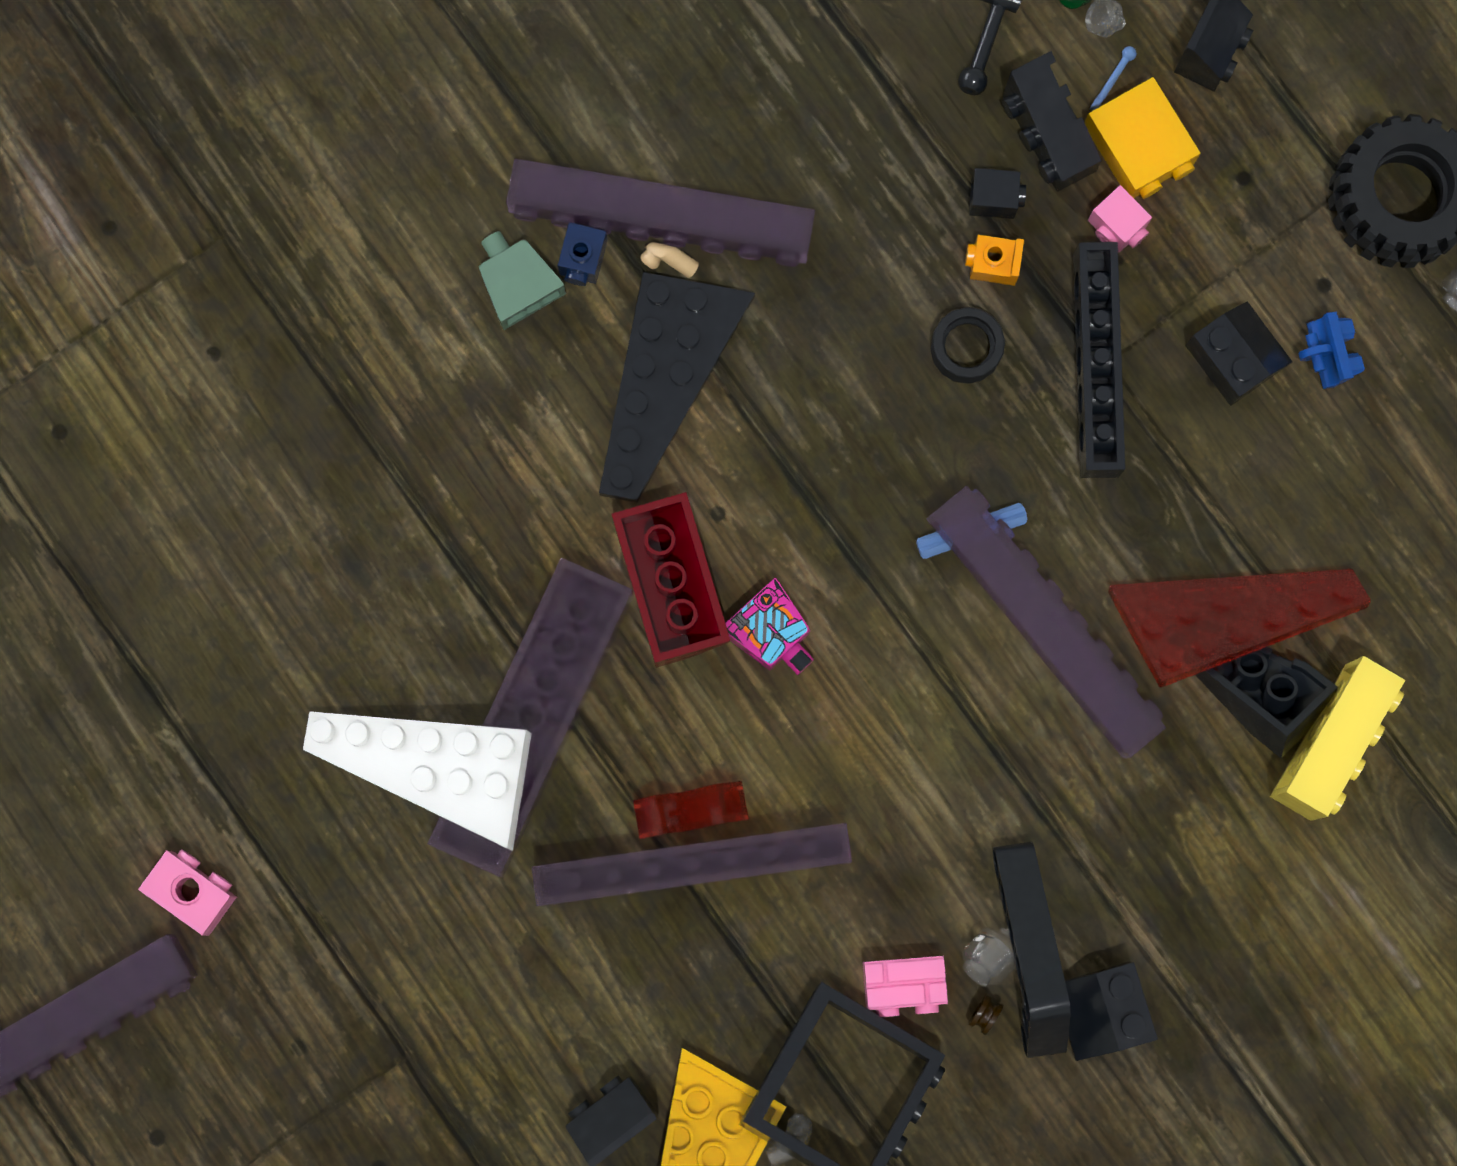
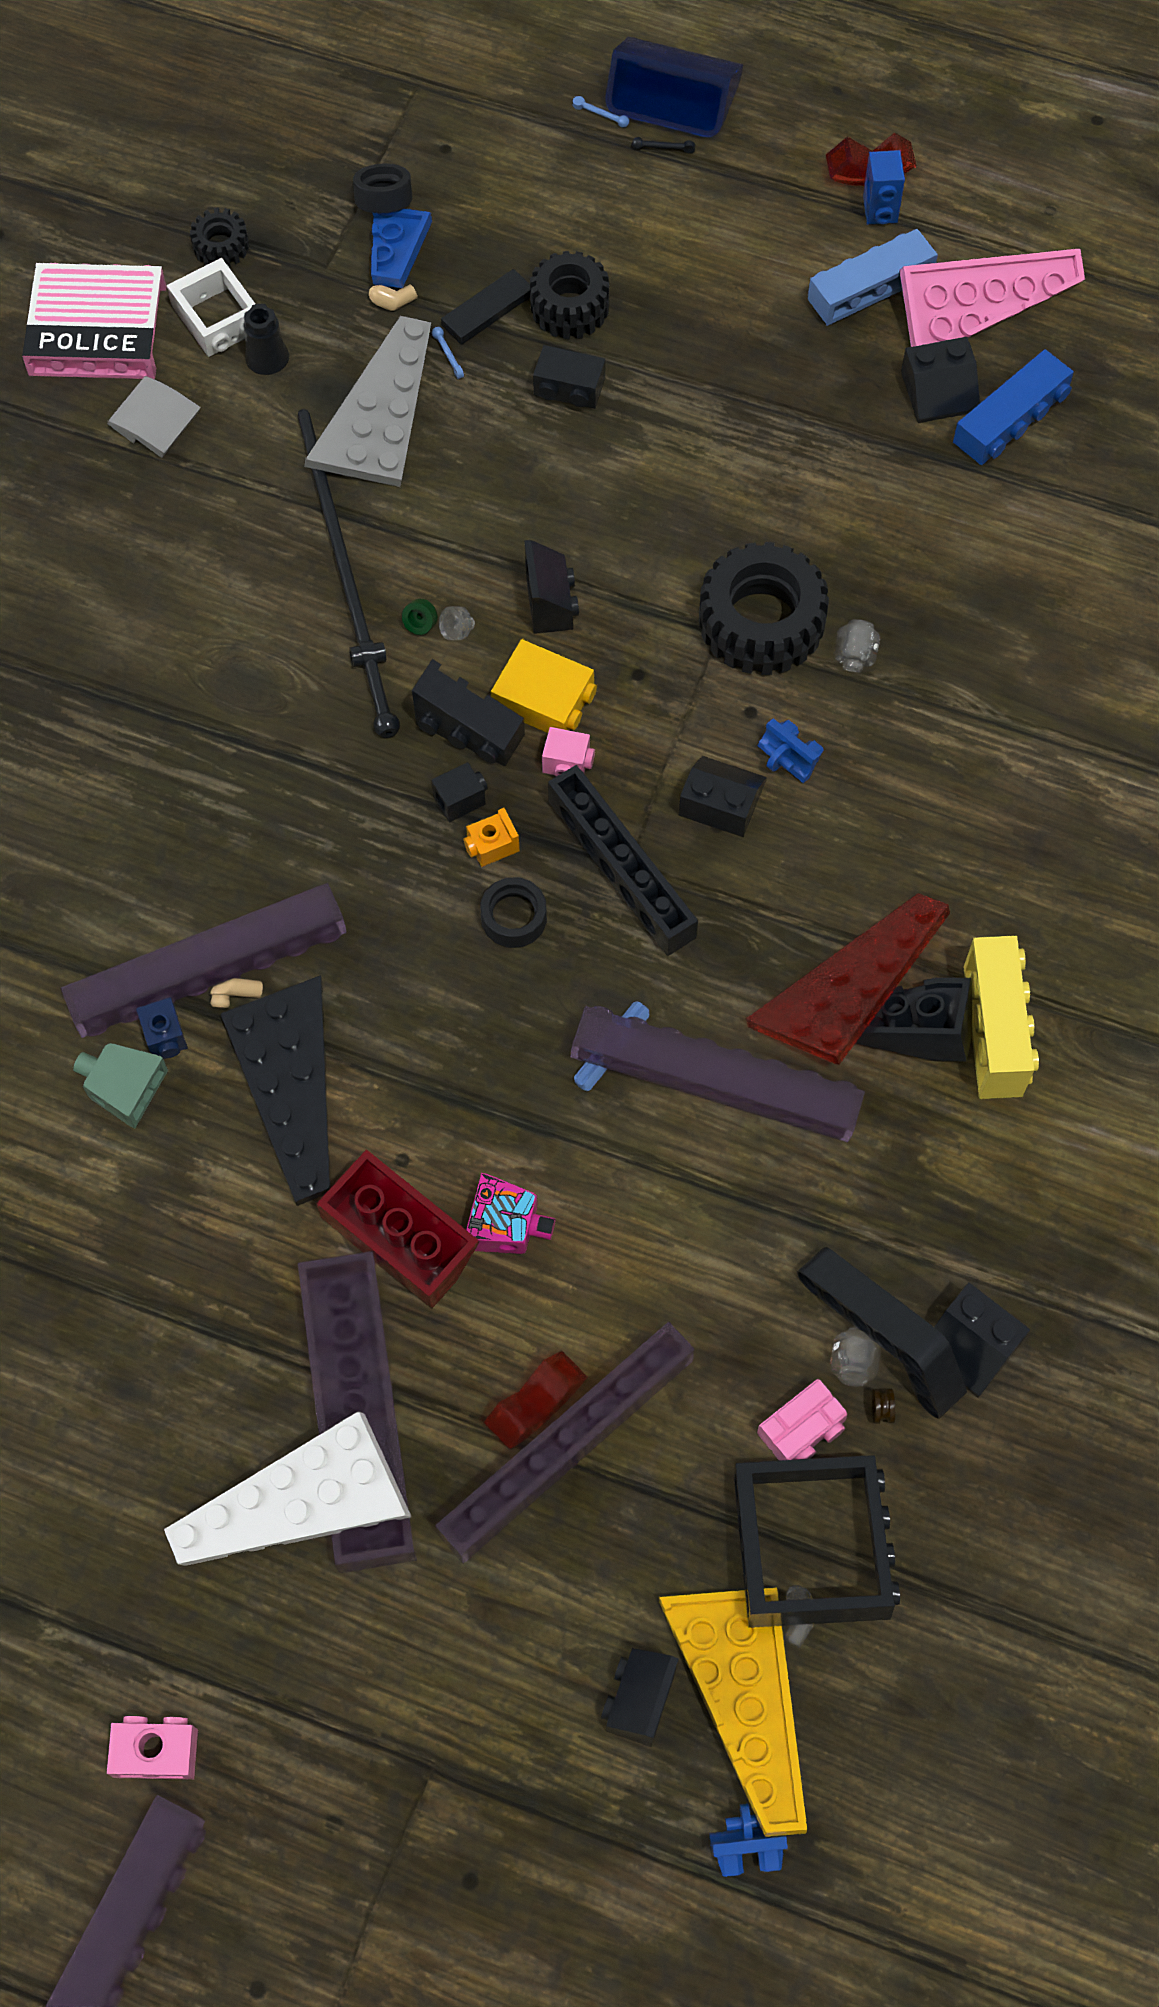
camera: 30 degrees left, 15 degrees down
(1128, 54) = (491, 640): medium blue hinge -> none

